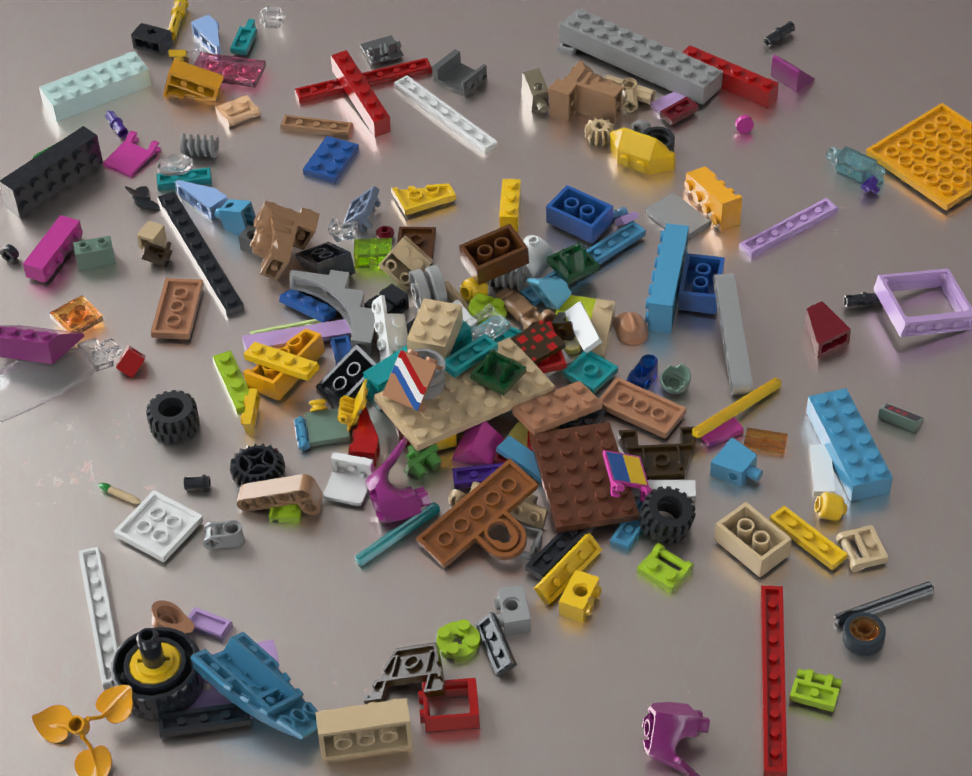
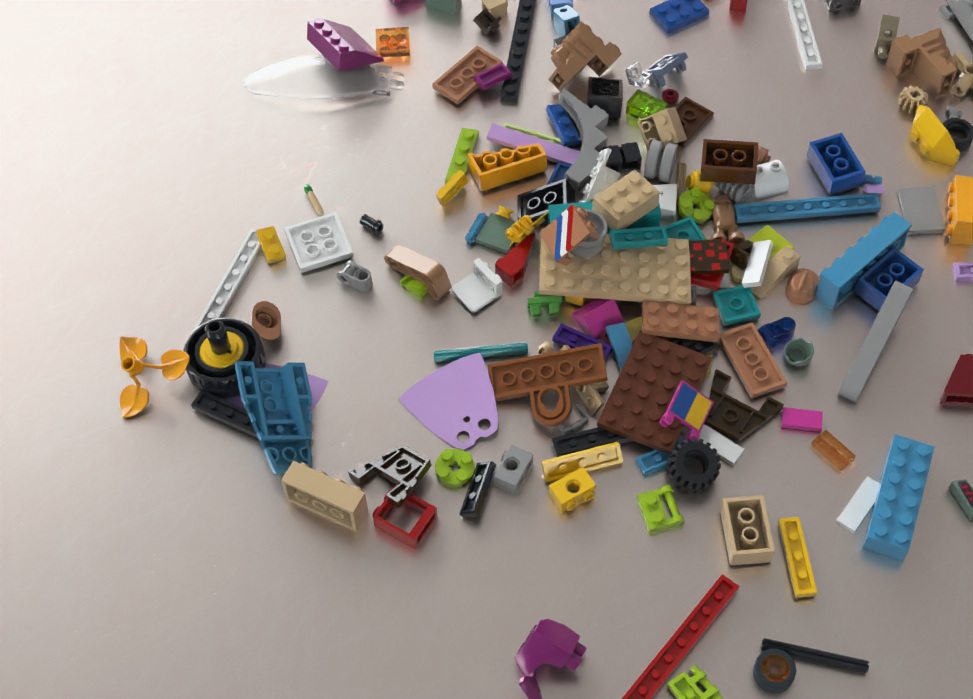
camera: 35 degrees right, 10 degrees up
(112, 553) = (271, 244): none -> yellow plate
(130, 361) = (401, 99): red panel -> none
(172, 416) = (394, 150): black tyre -> none
(206, 296) = (492, 76): none -> magenta tile
(210, 624) = (293, 341): lavender tile -> none
(256, 461) = (422, 235): black gear -> none
(281, 361) = (498, 161): yellow plate -> none
(390, 501) = (489, 321): magenta hips -> none
(402, 586) = (450, 395): none -> lavender piece
(419, 199) = (719, 81): yellow wing -> none
(492, 326) = (679, 223): clear plate -> none
(498, 372) = (649, 265): dark green plate -> none
(510, 203) = (785, 126): yellow brick -> none
(550, 290) = (757, 217): medium azure slope -> none
(573, 263) = (793, 204): dark green plate -> none
(735, 464) = (788, 455): dark azure torso -> none
(736, 407) = (830, 407): yellow axle -> none
(830, 506) = (838, 542): yellow head -> none
(868, 545) = (843, 595): tan plate -> none

